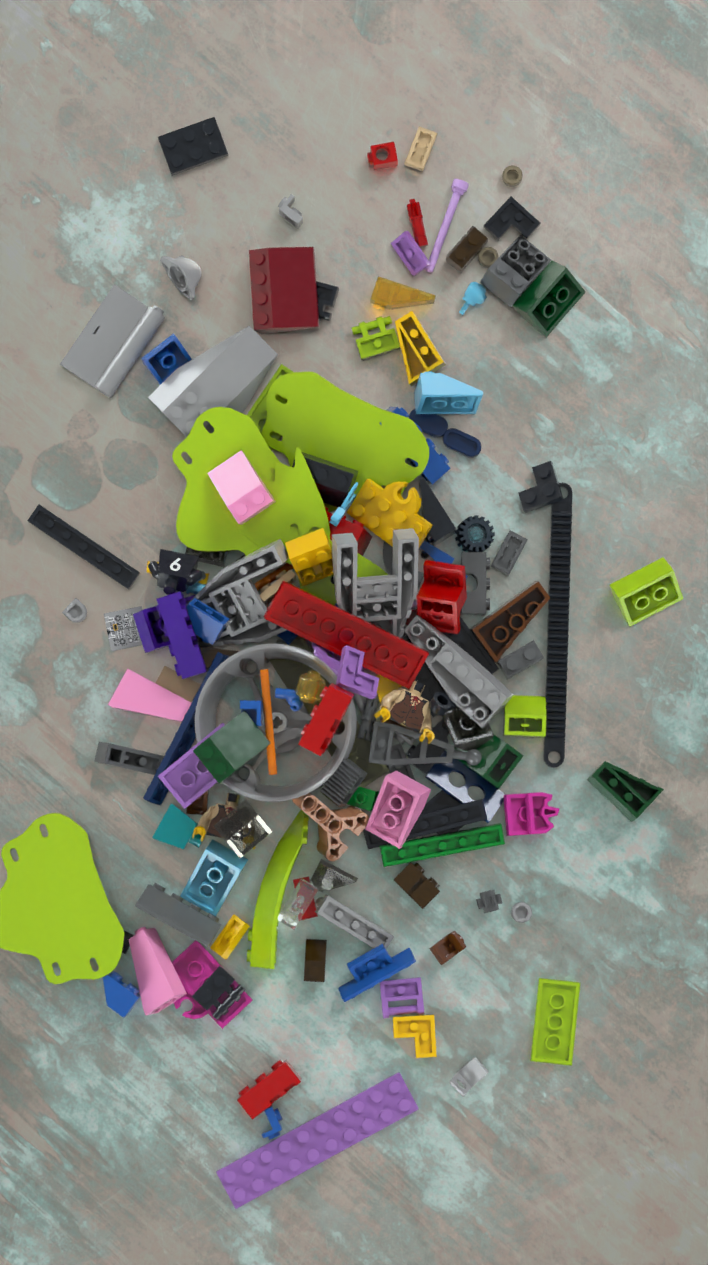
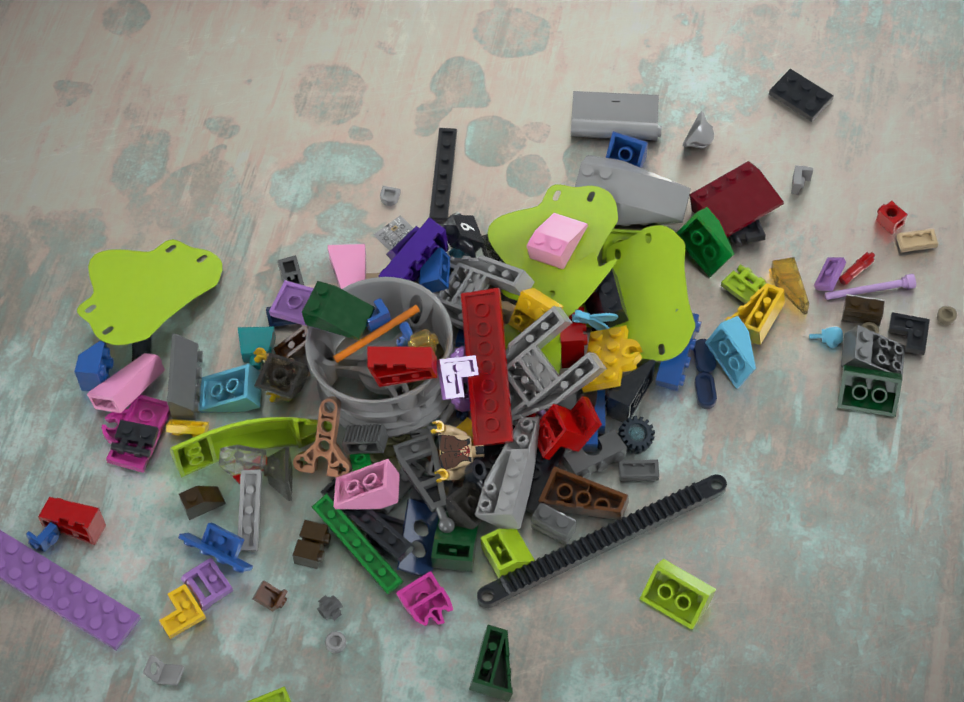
camera: 65 degrees right, 25 degrees down
(313, 347) = (706, 241): none -> green slope
(546, 491) = (710, 469): black plate -> none

